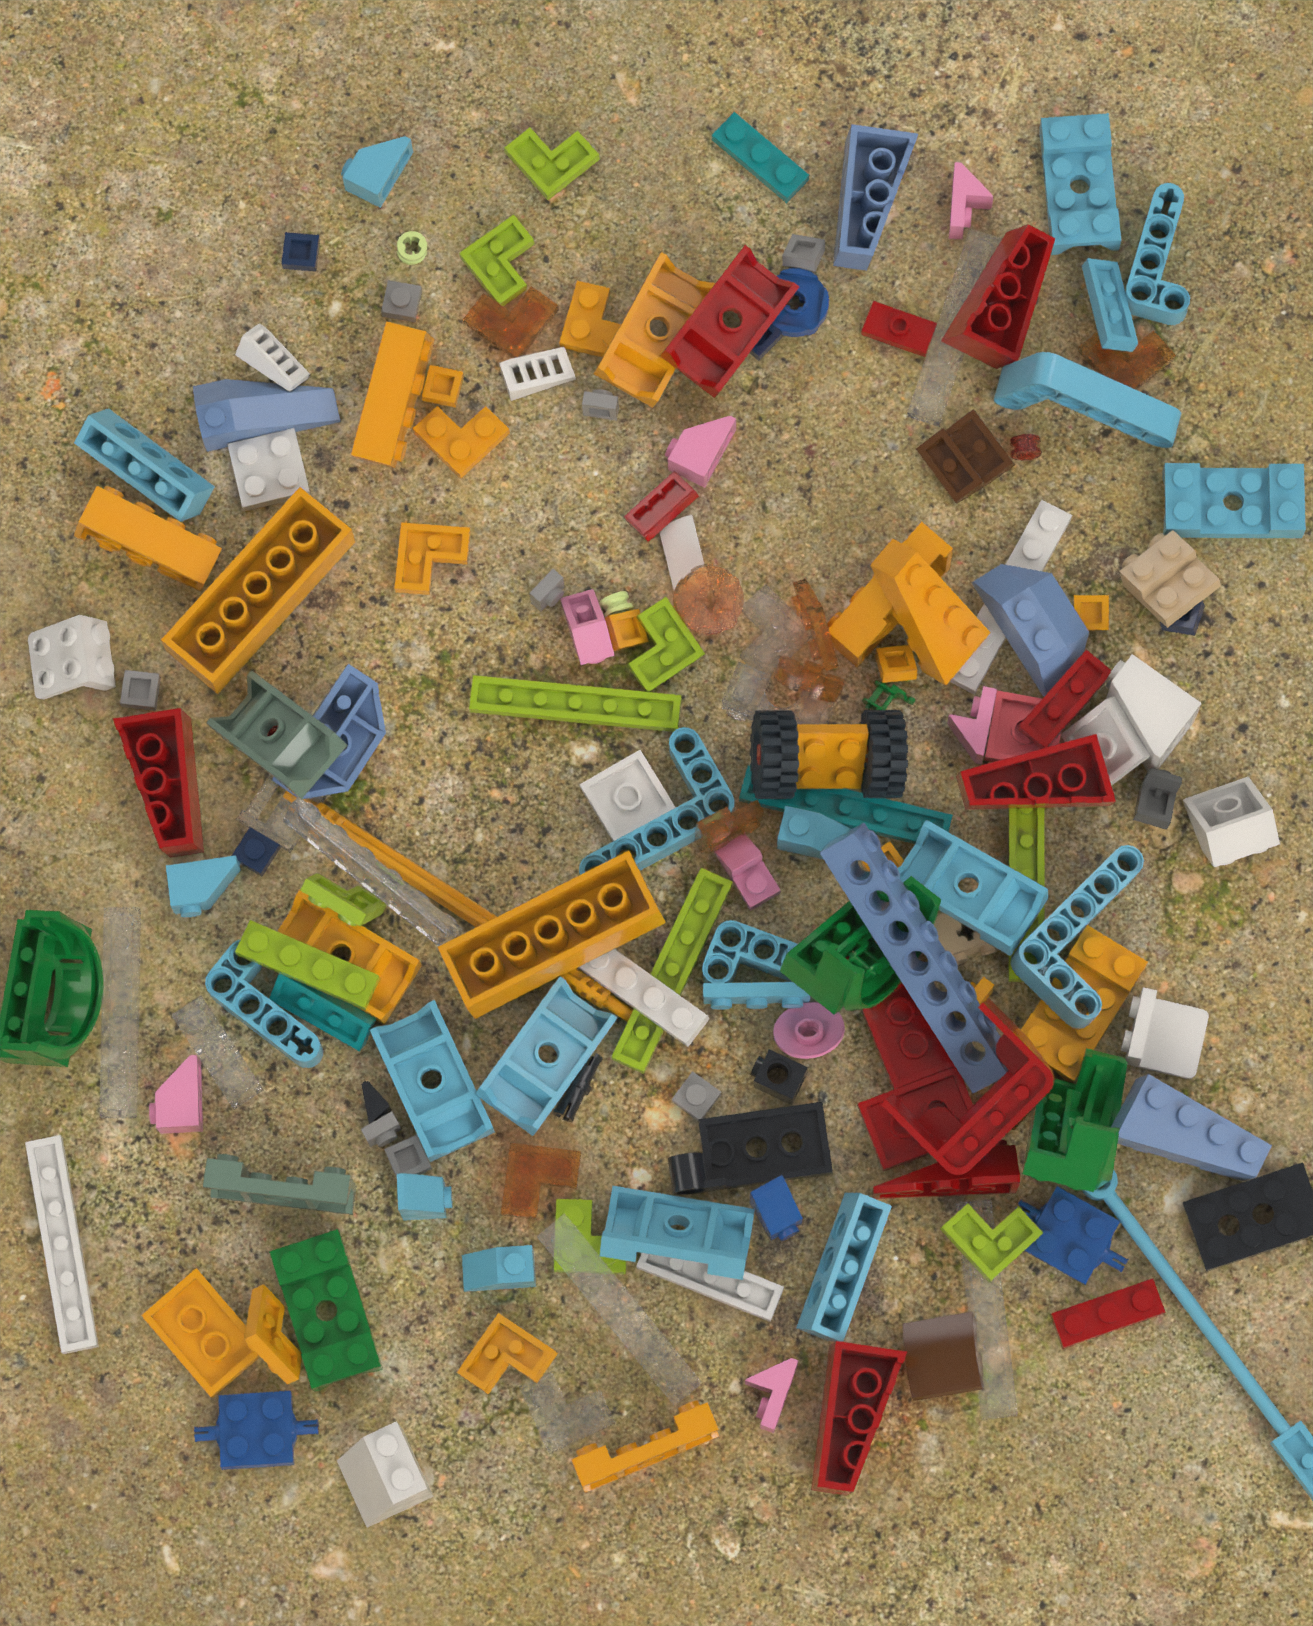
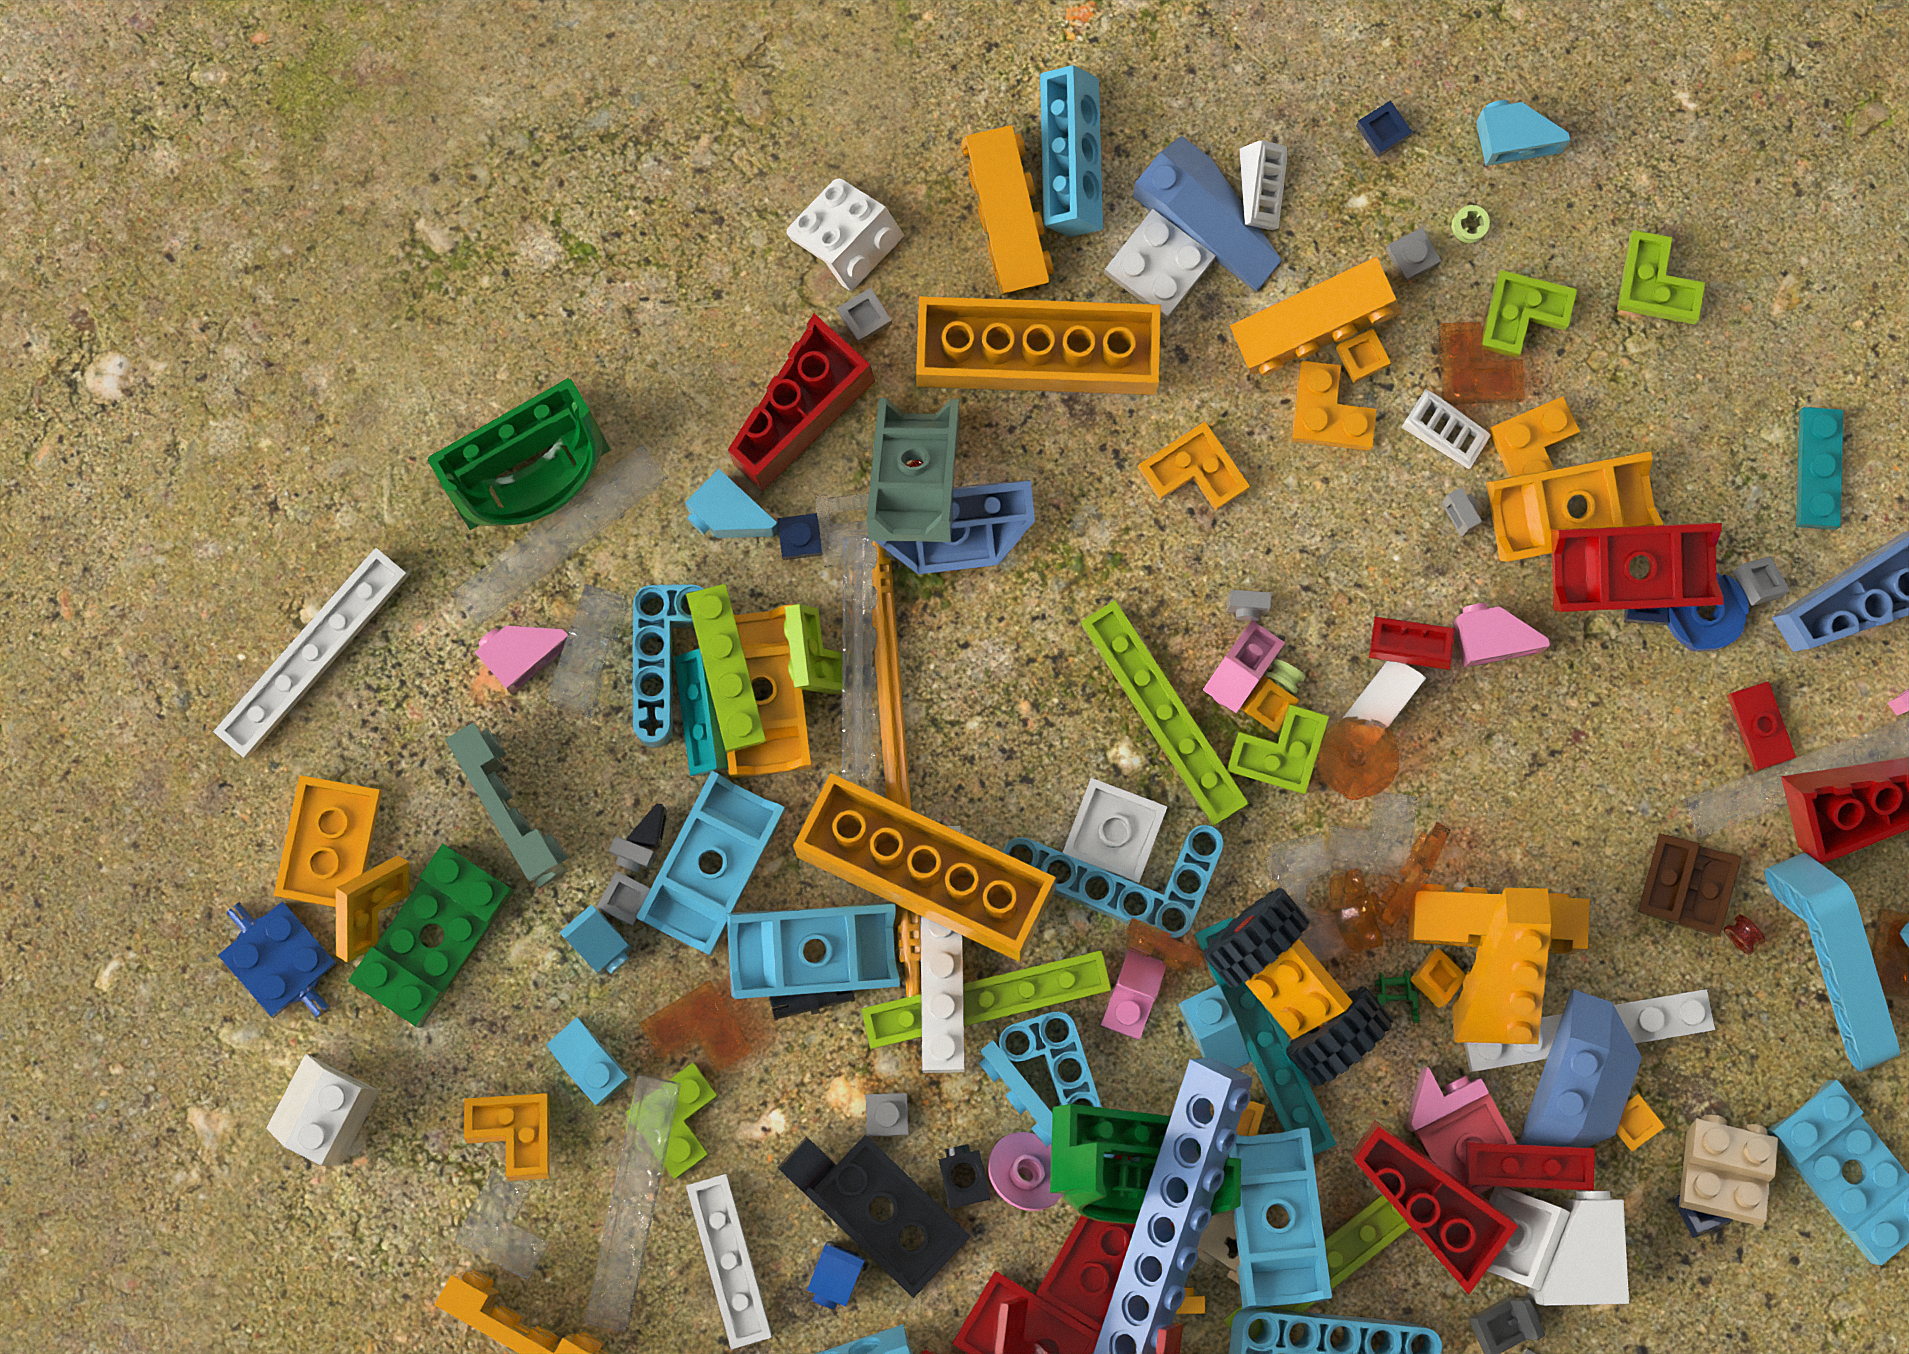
camera: 45 degrees right, 5 degrees up
(643, 1223) = (761, 1239): medium azure piece -> none

